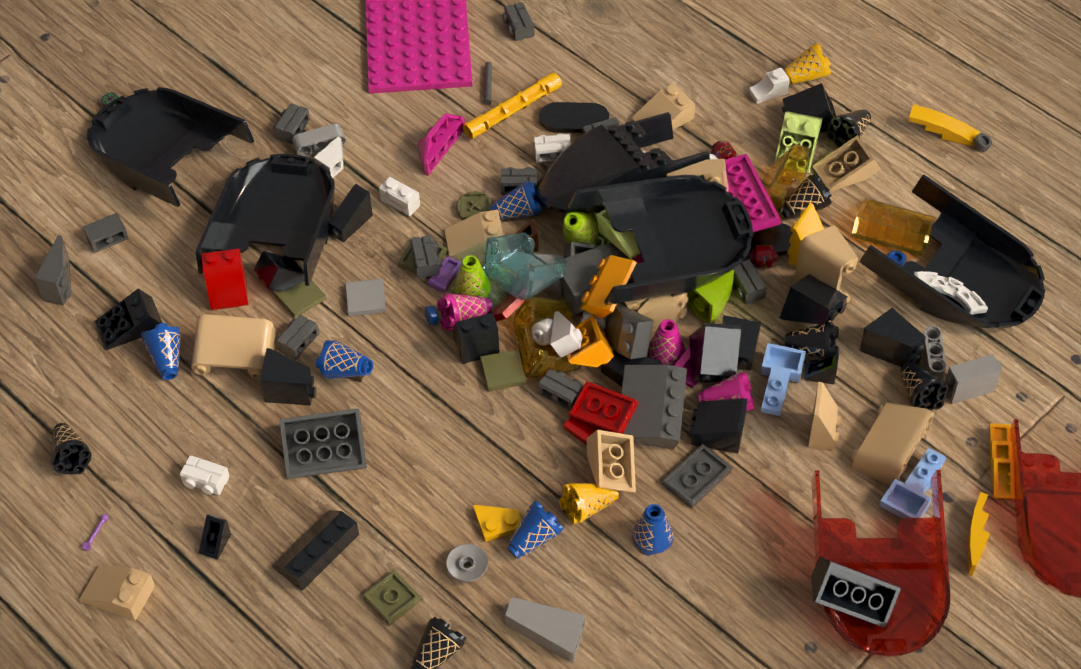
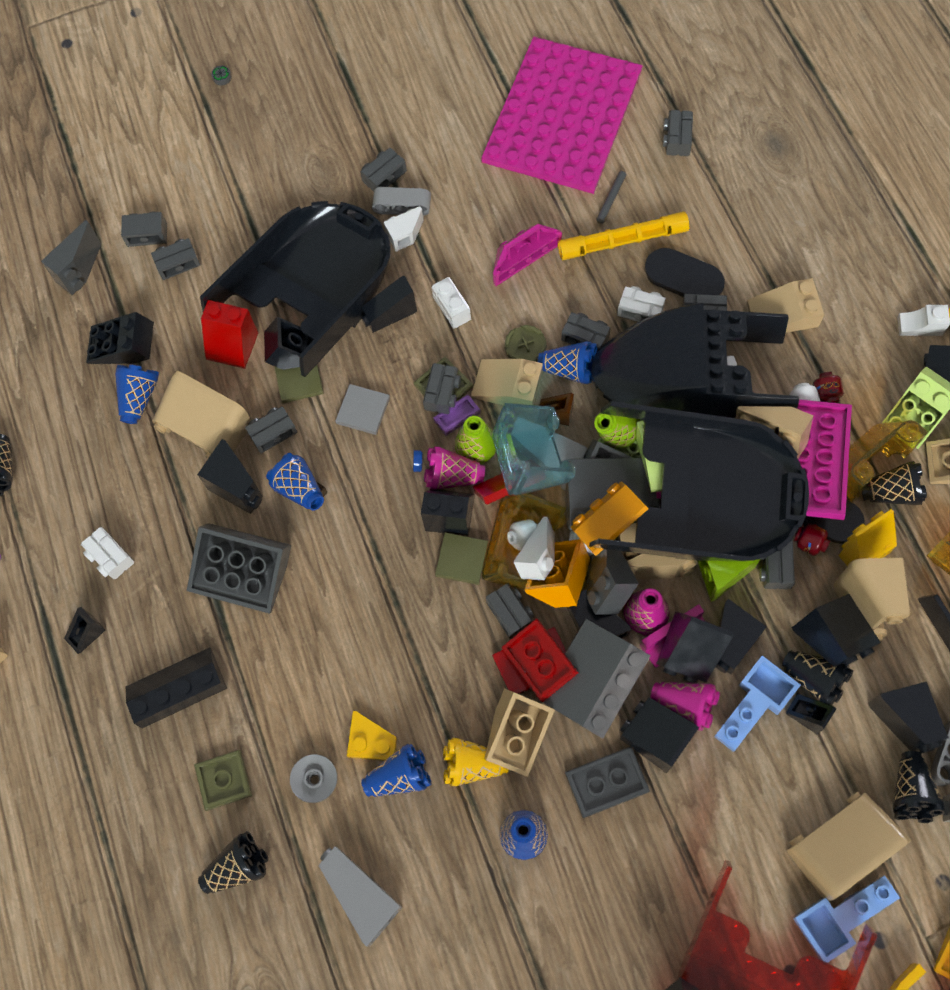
camera: 30 degrees right, 15 degrees up
(145, 244) = (175, 258): none -> dark grey brick
(153, 131) = (237, 129): black windscreen -> none
(824, 421) = (777, 786): tan slope -> none

